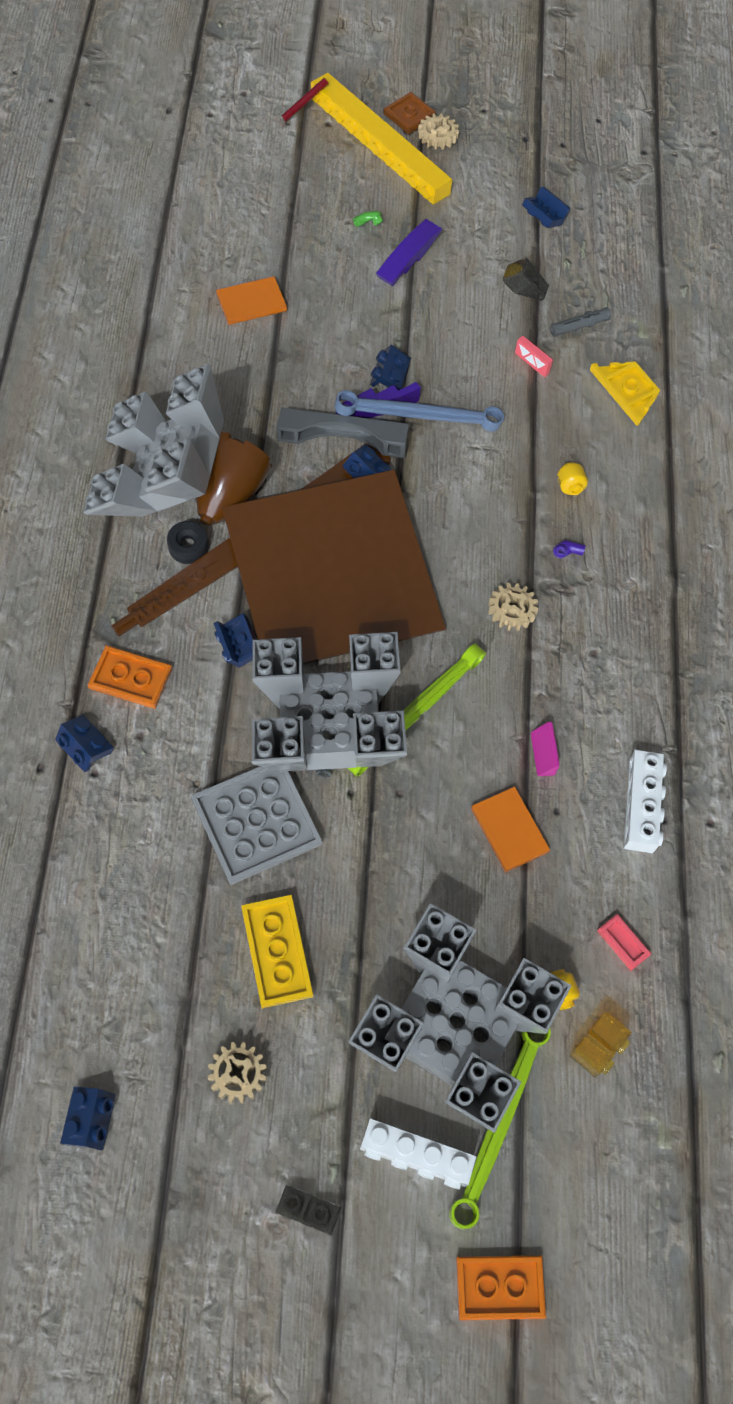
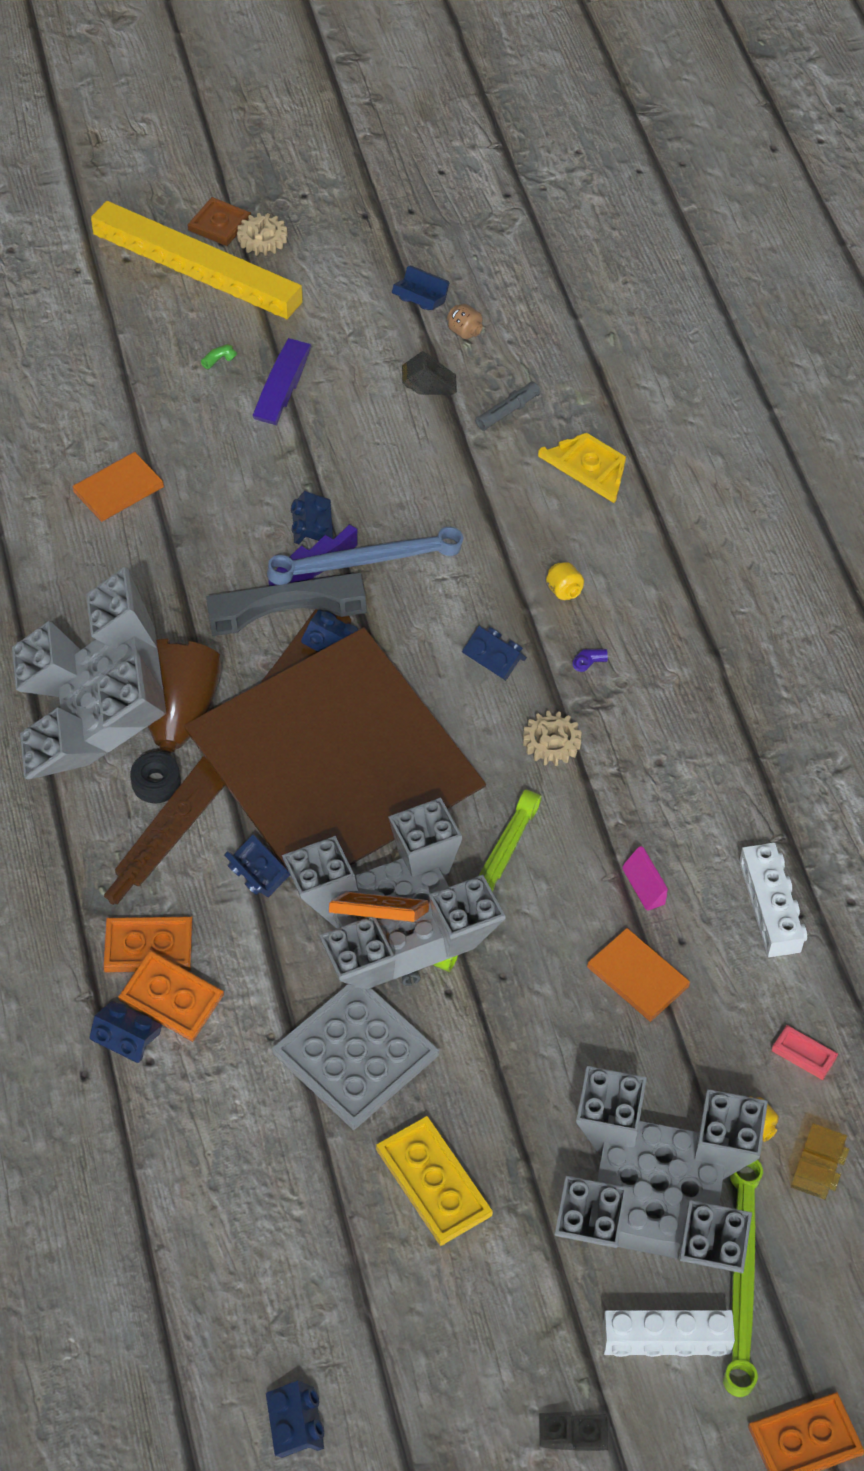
camera: 15 degrees left, 10 degrees down
(130, 725) = (171, 995): none -> orange tile
(247, 1066) = (442, 1331): tan gear -> none
(305, 99) = (90, 239): dark red bar -> none
(310, 710) = (379, 906): none -> orange tile
(492, 521) = (493, 653): none -> dark blue bracket
(533, 356) = (470, 458): coral tile -> none
(571, 243) = (465, 321): none -> medium nougat head

